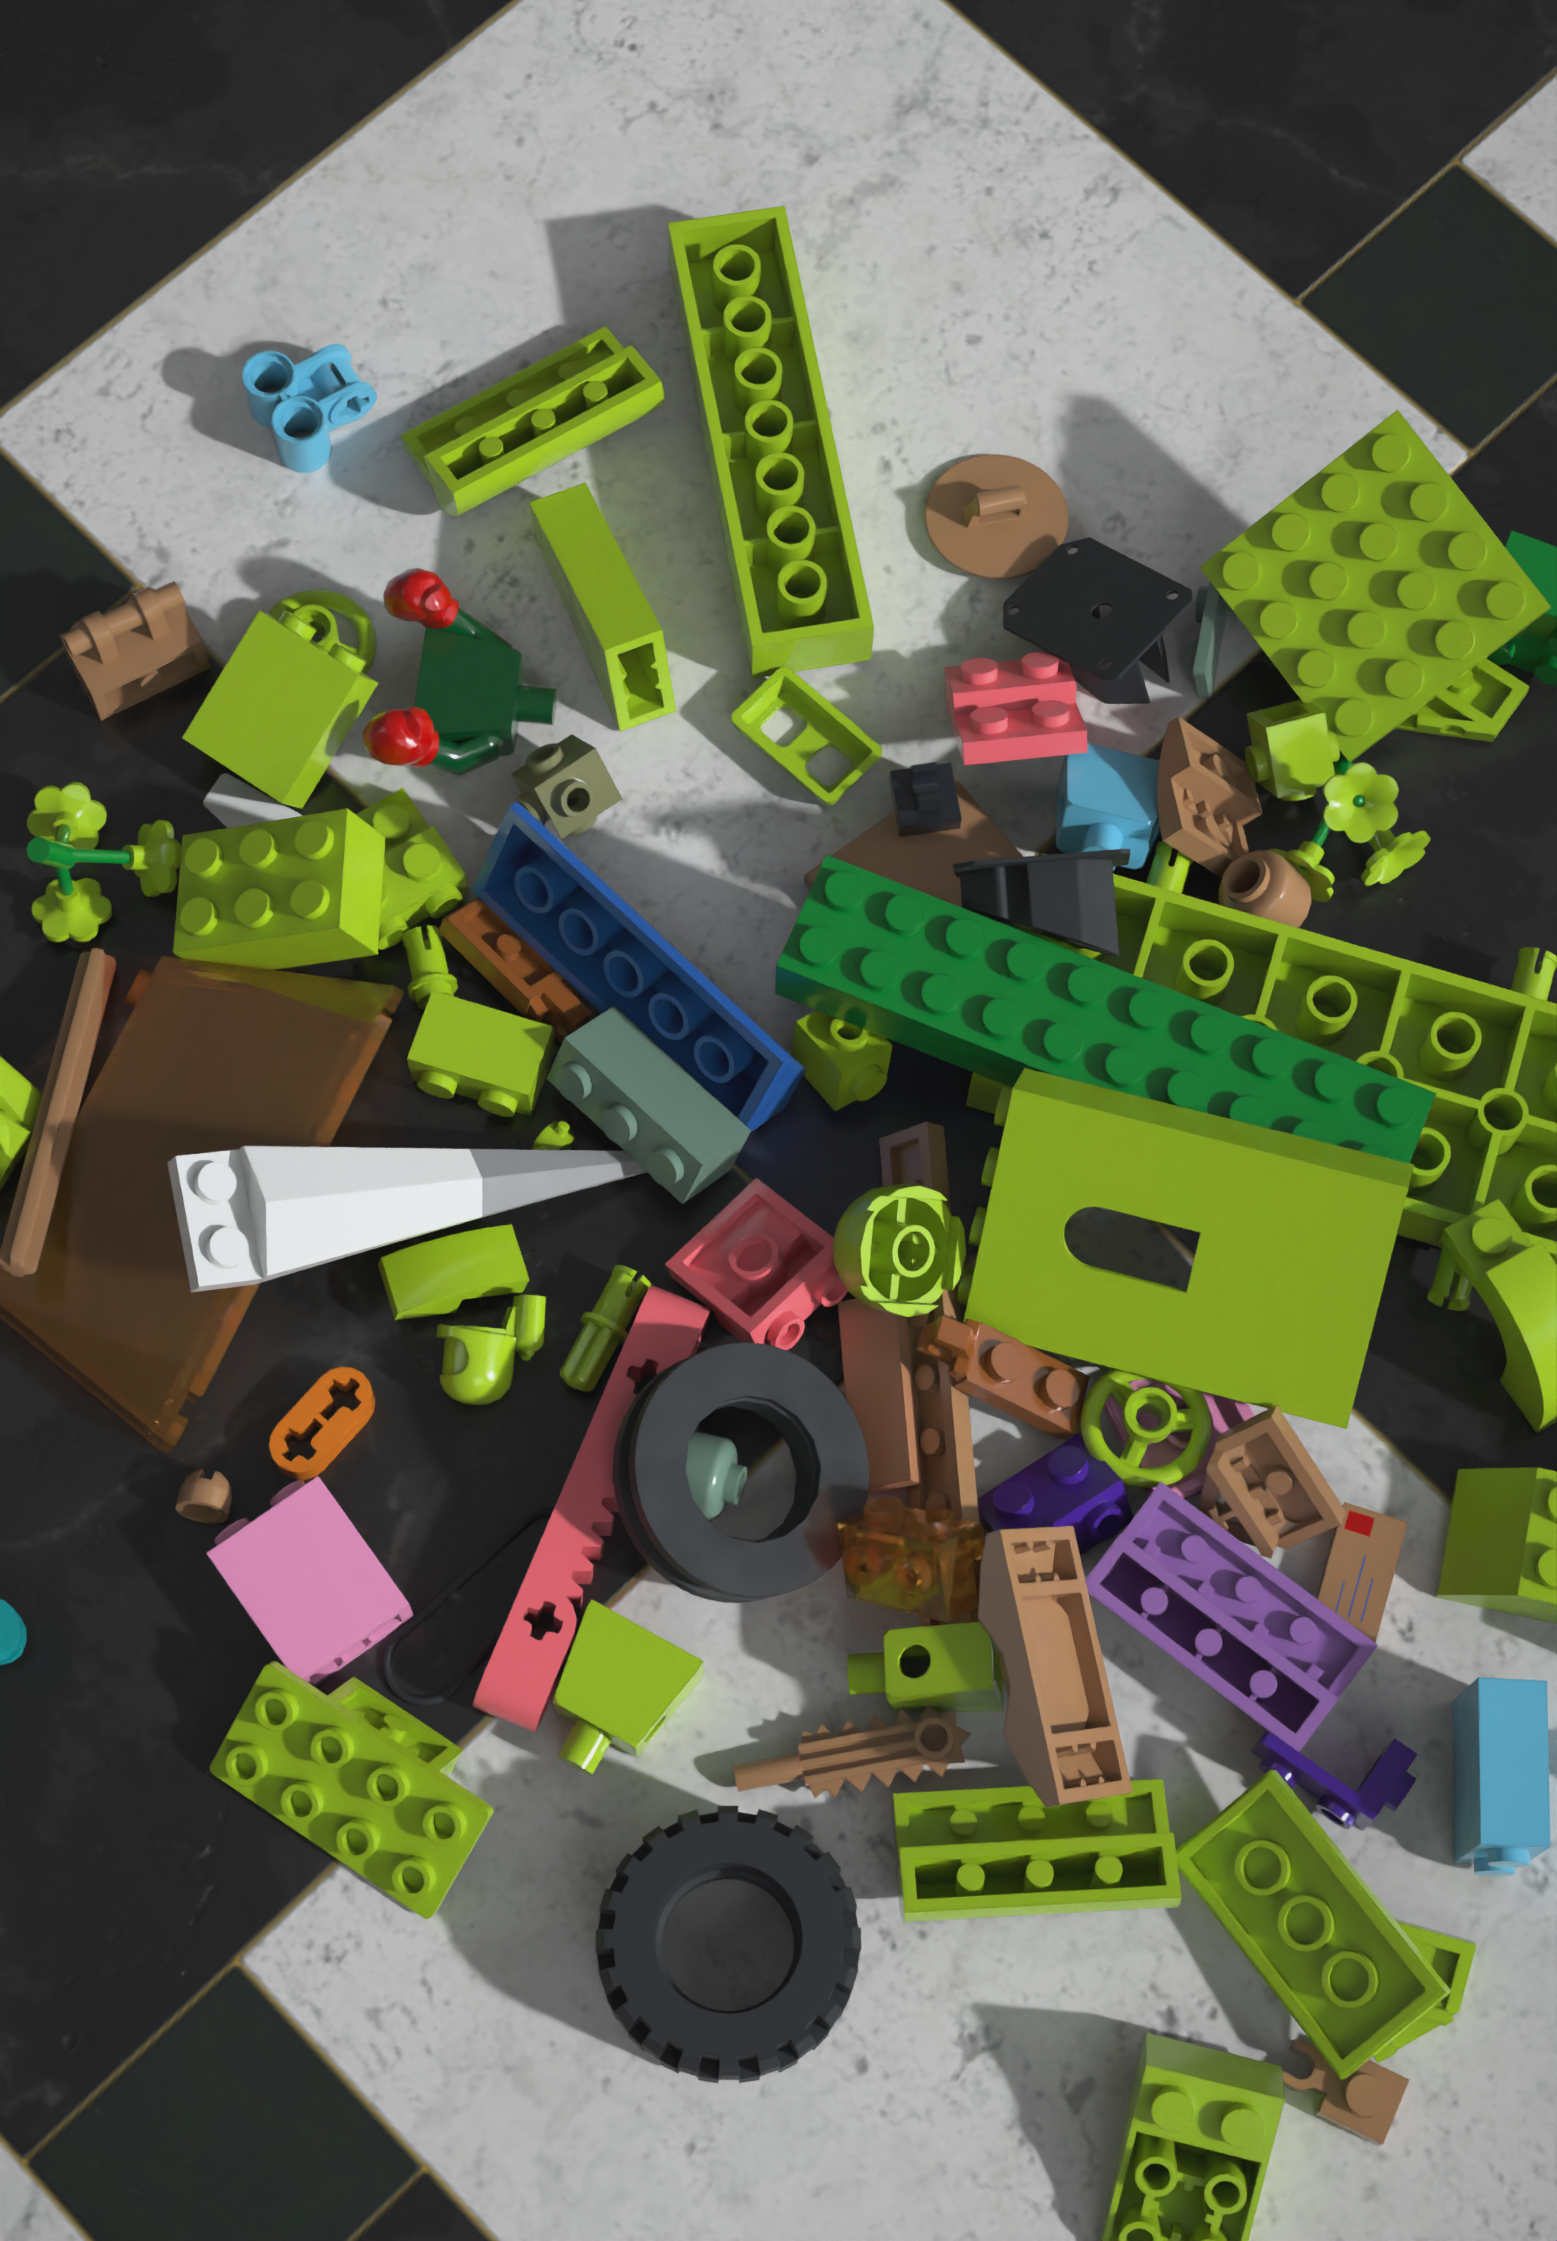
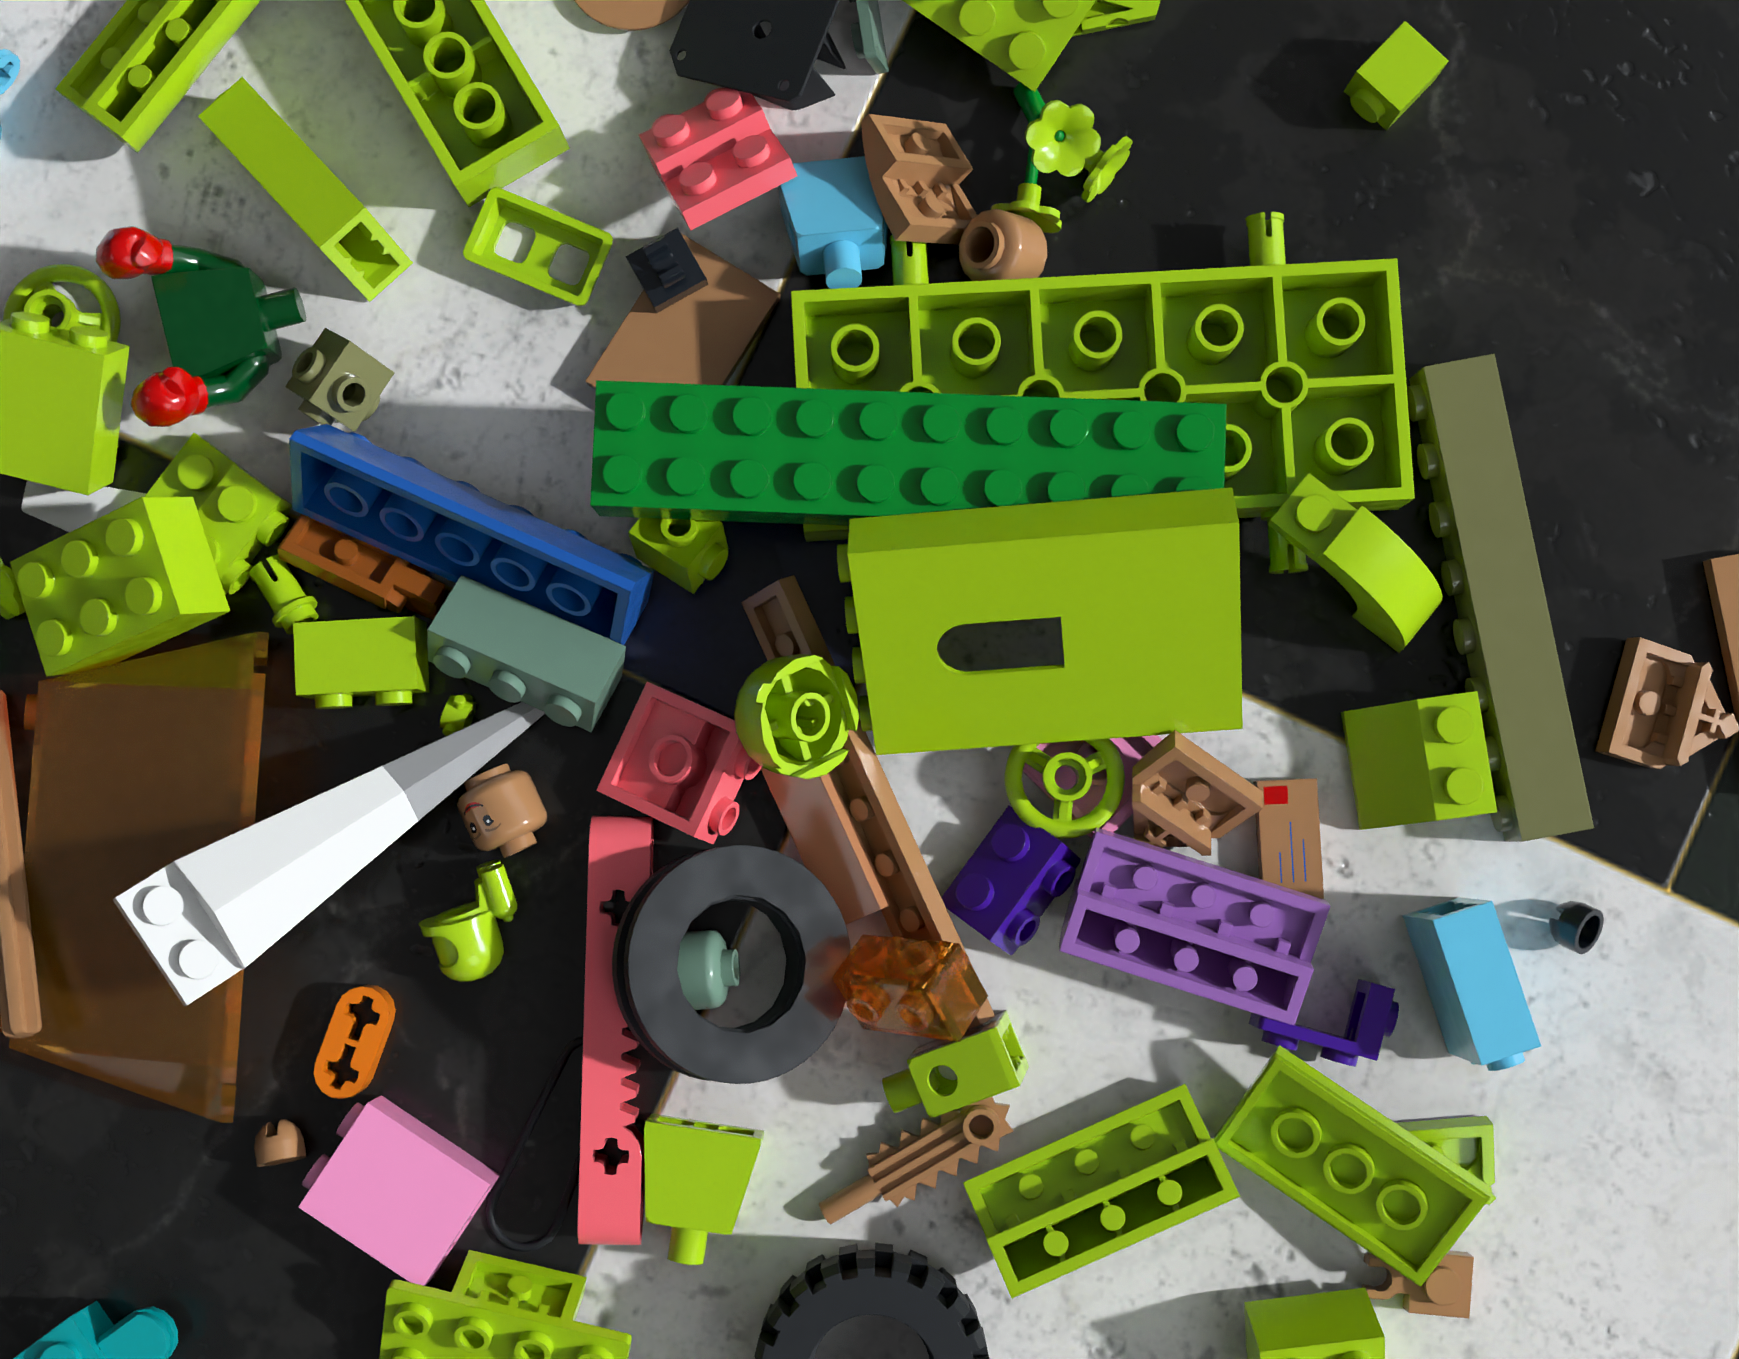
camera: 15 degrees left, 15 degrees up
(453, 1268) = (414, 866): lime slope -> none
(564, 1246) = (502, 810): none -> medium nougat head
(604, 1328) = (565, 867): lime axle -> none
(1008, 1374) = (931, 781): dark orange hinge -> none
(1051, 1666) = (1063, 1042): medium nougat slope -> none
(1052, 895) = (814, 341): black piece -> none
(1291, 749) = (979, 99): lime brick -> none

